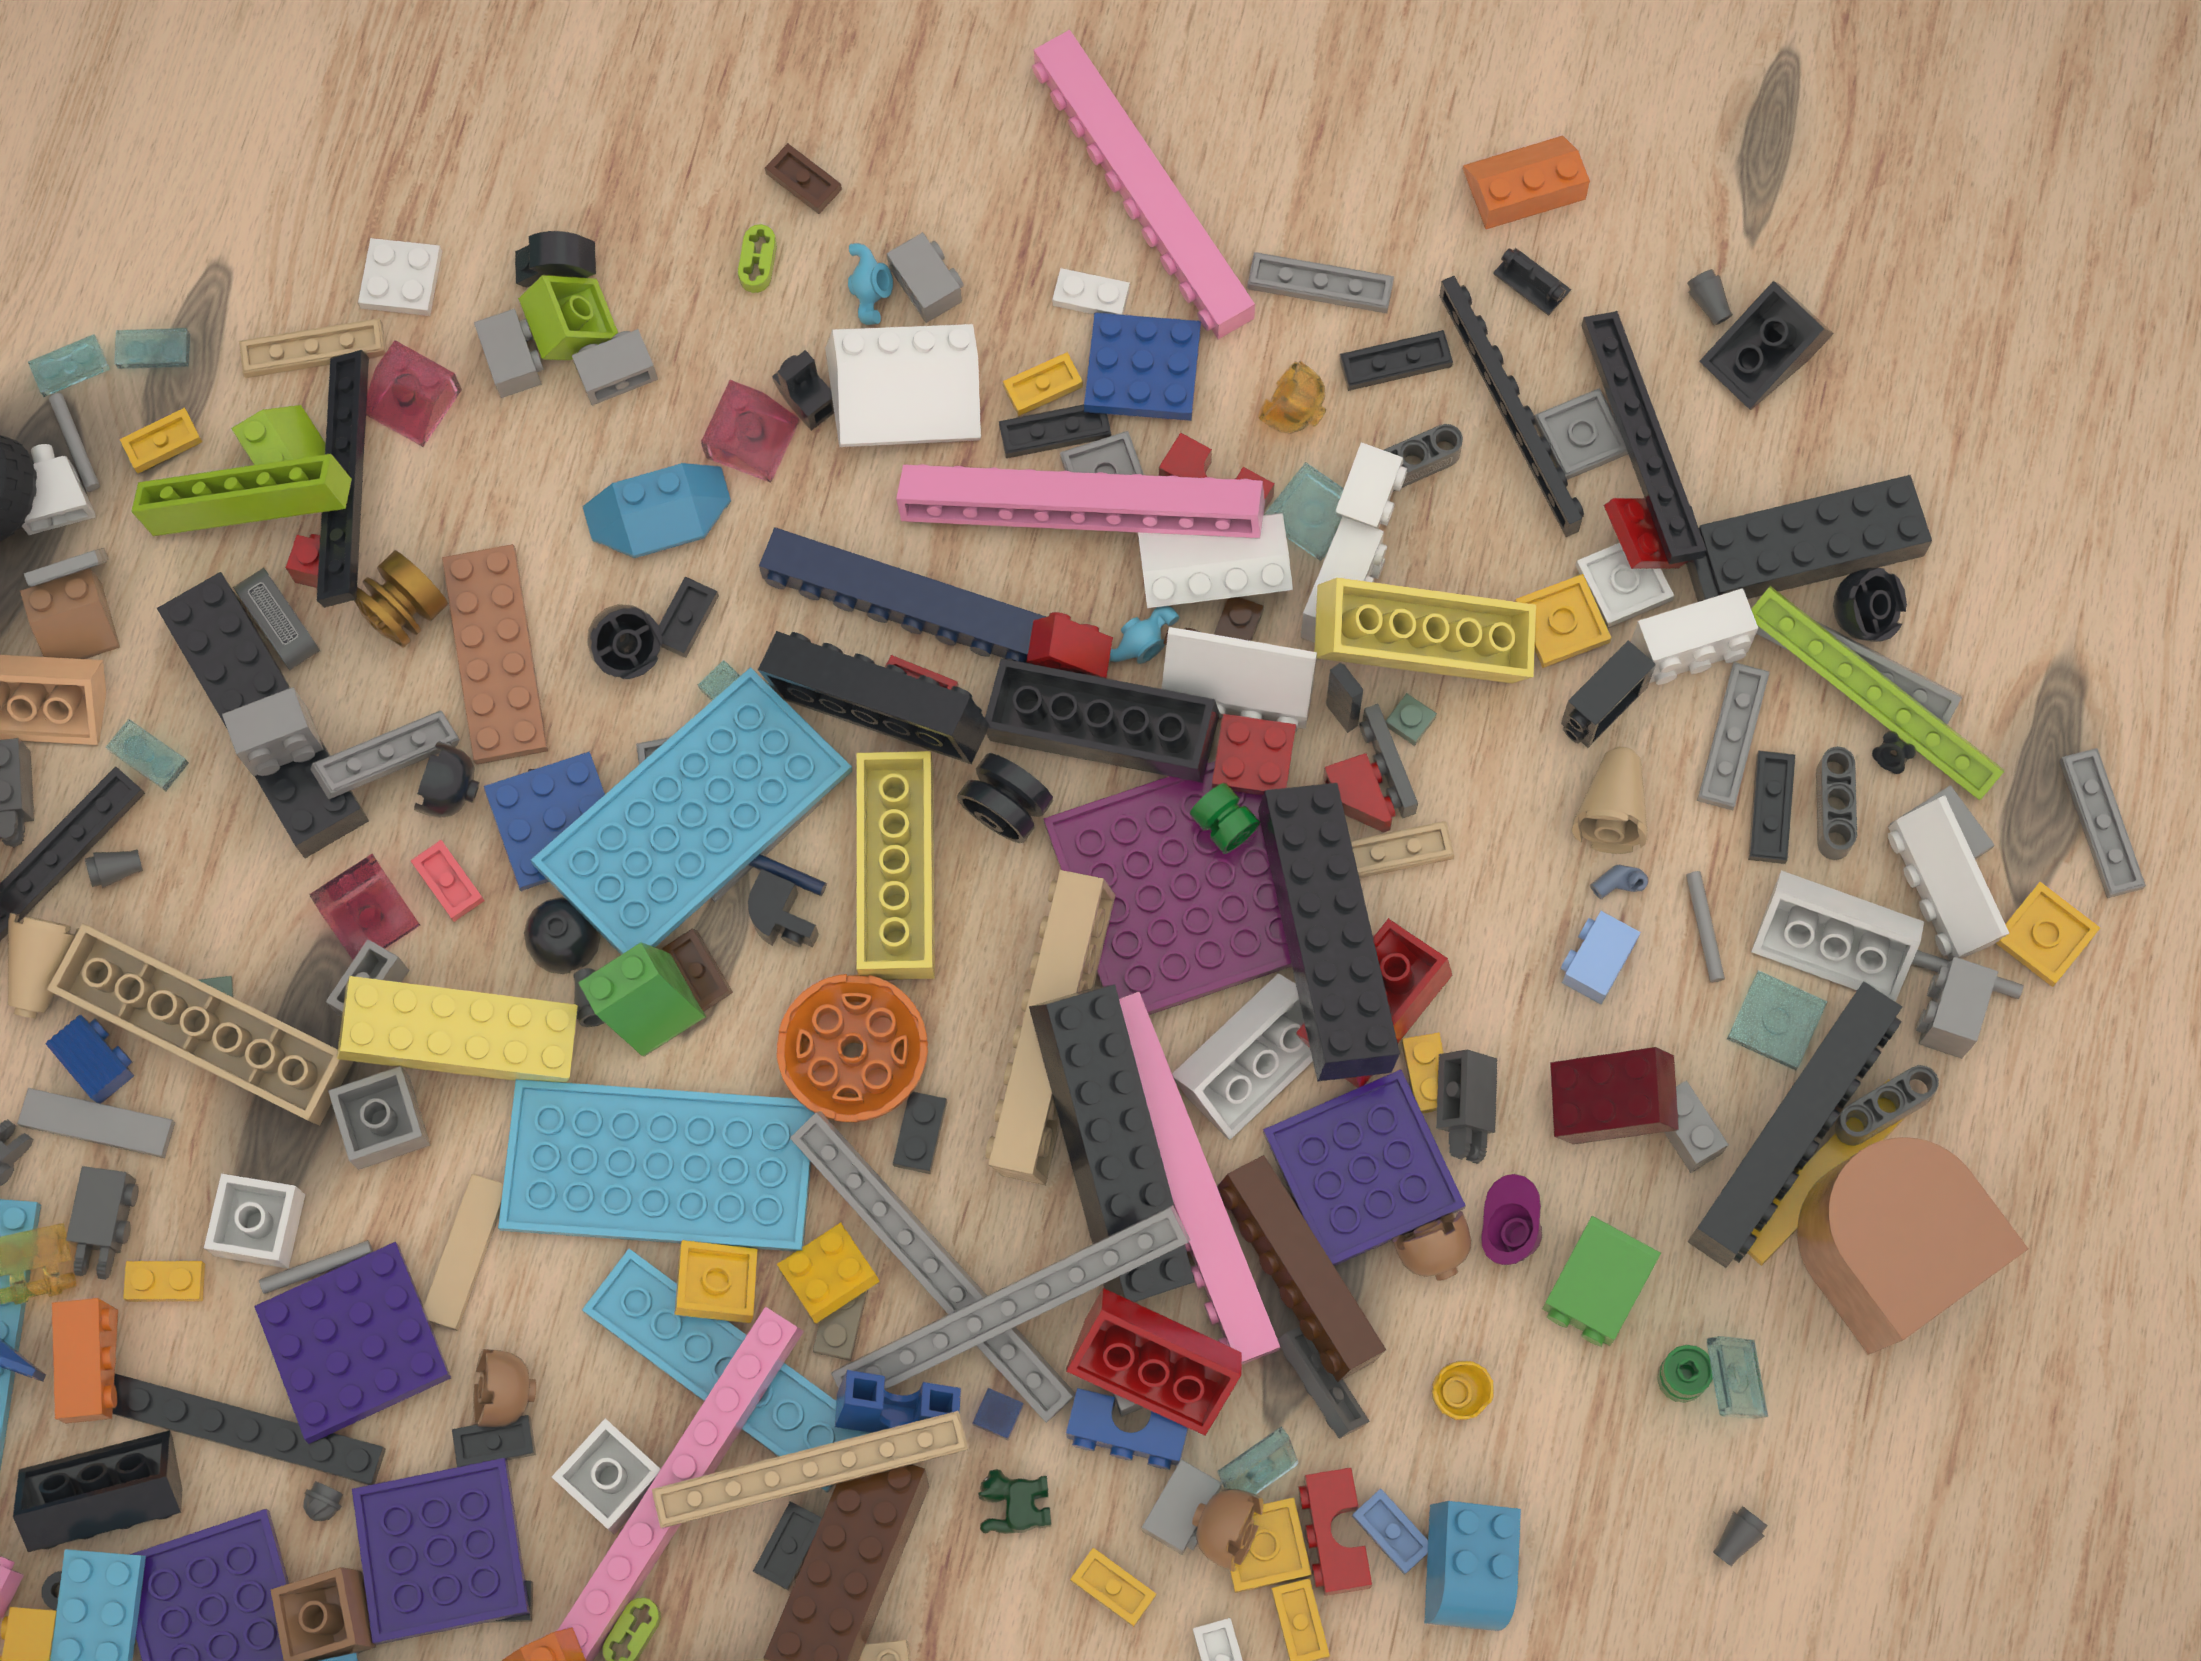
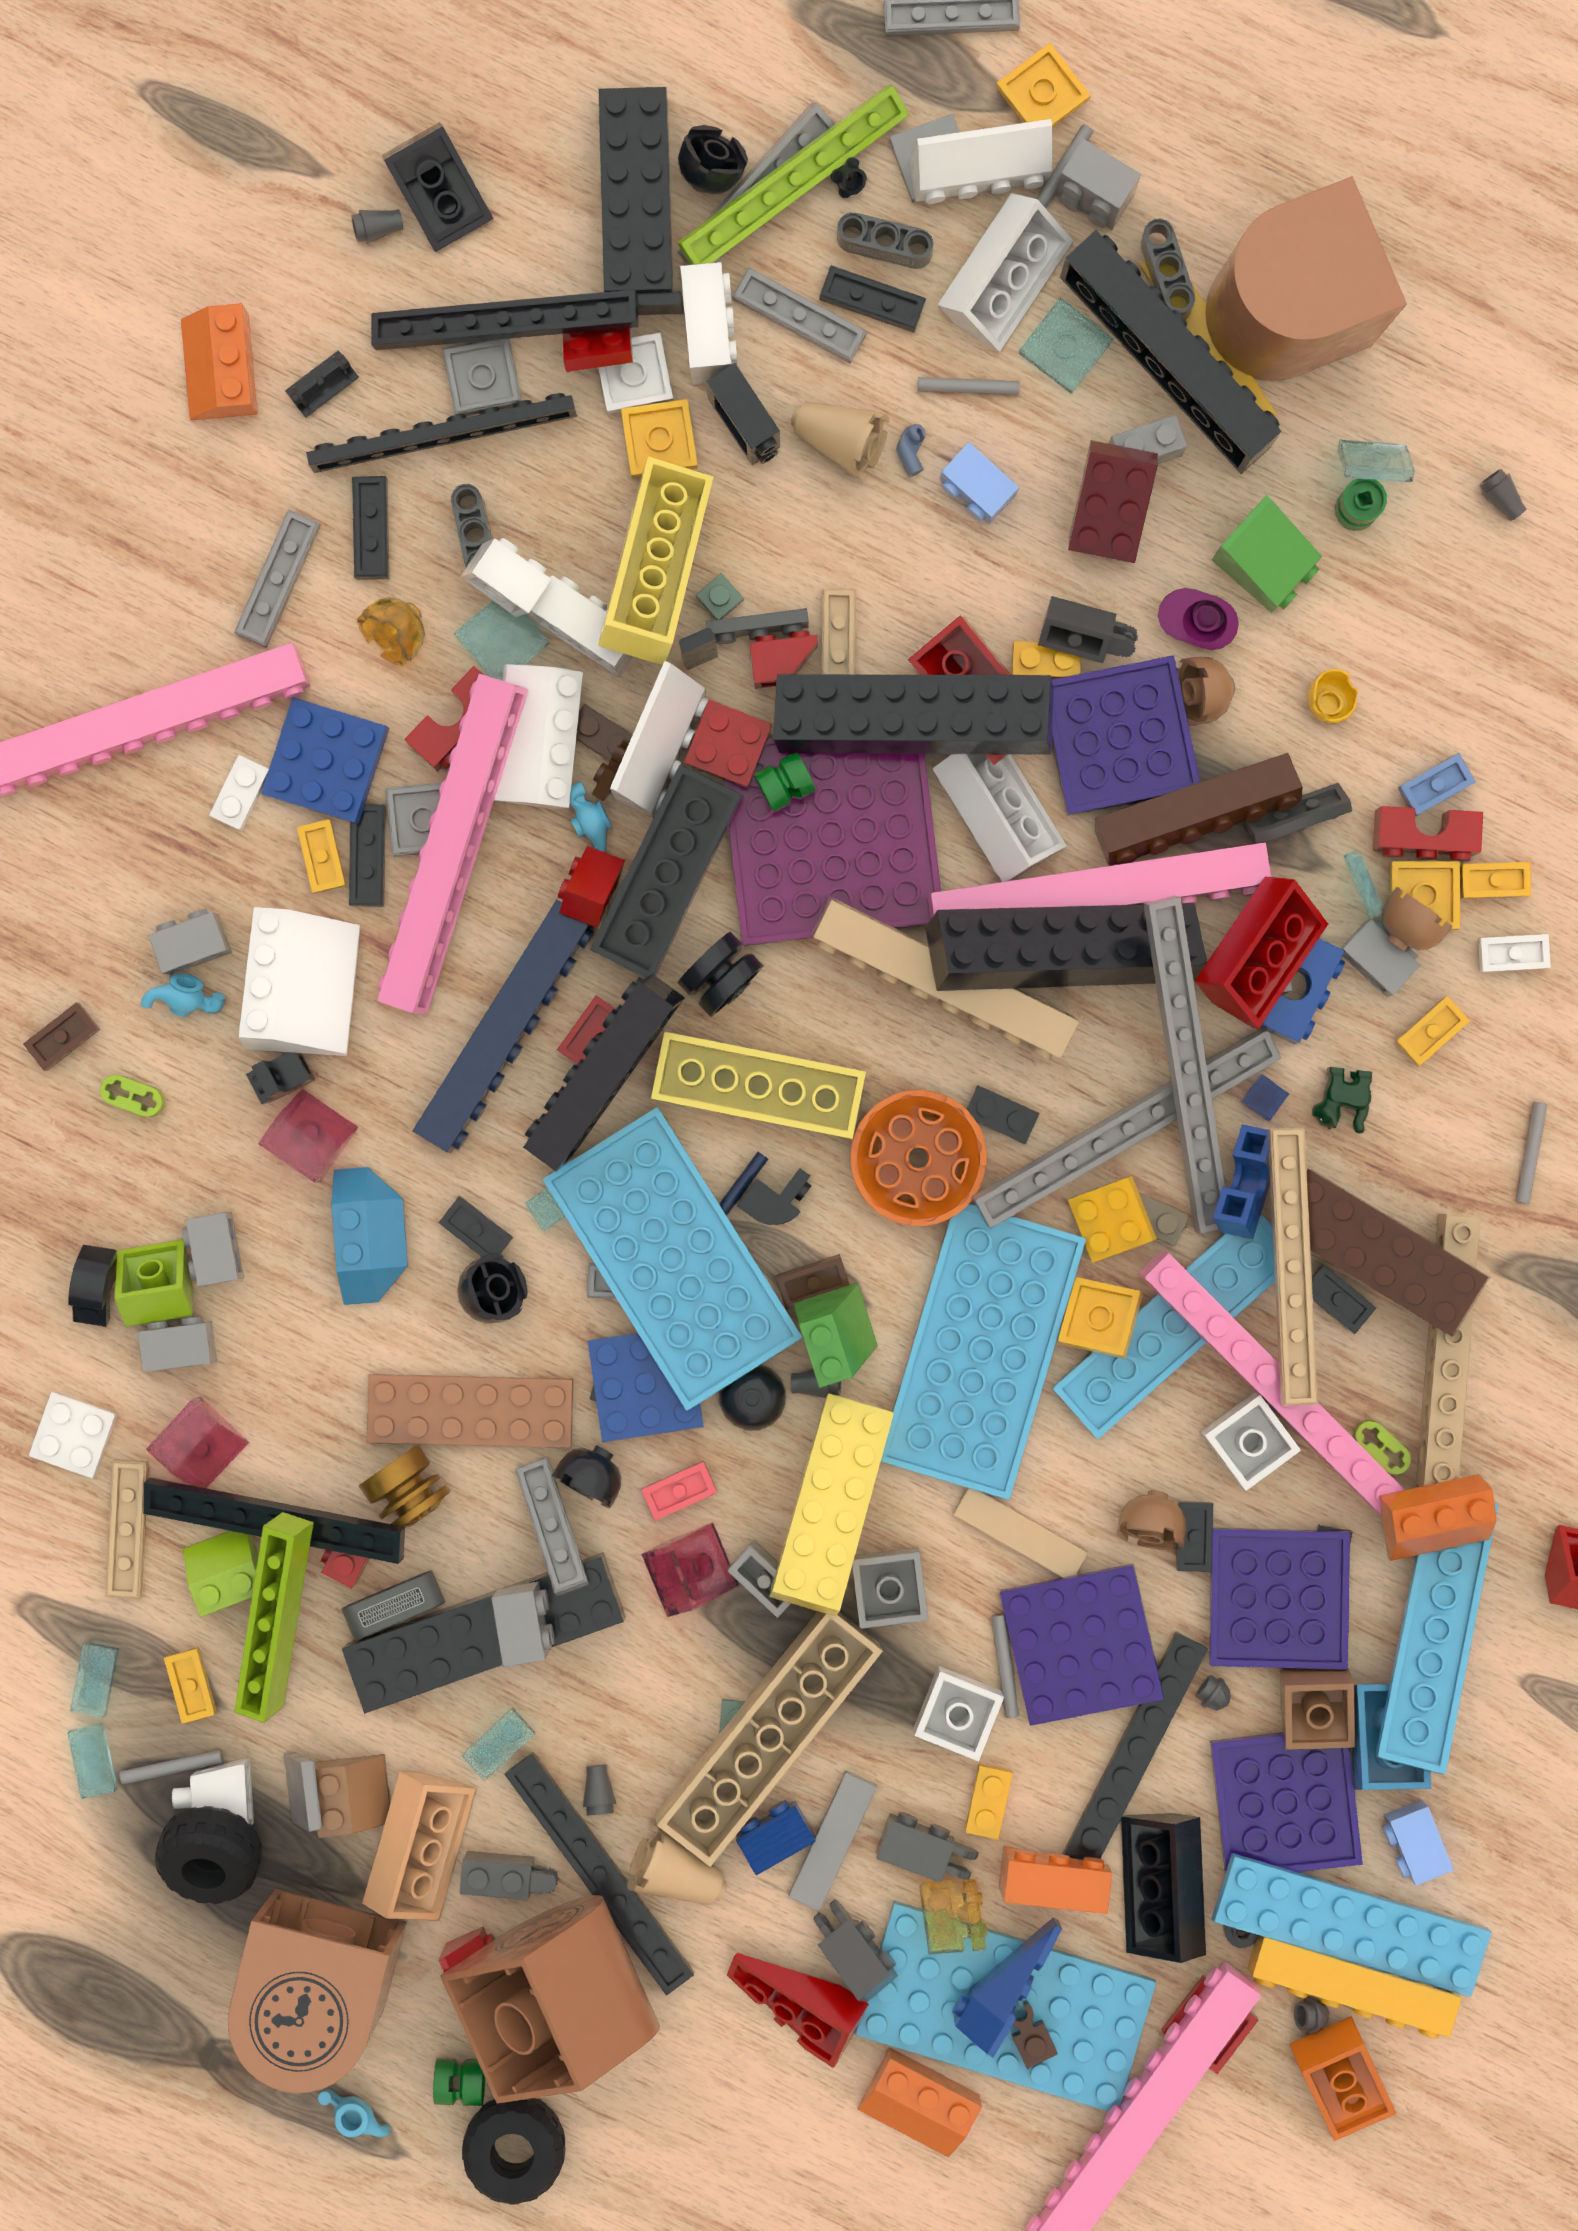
camera: 80 degrees left, 15 degrees up
(1472, 1565) = (1482, 723): dark azure brick -> none

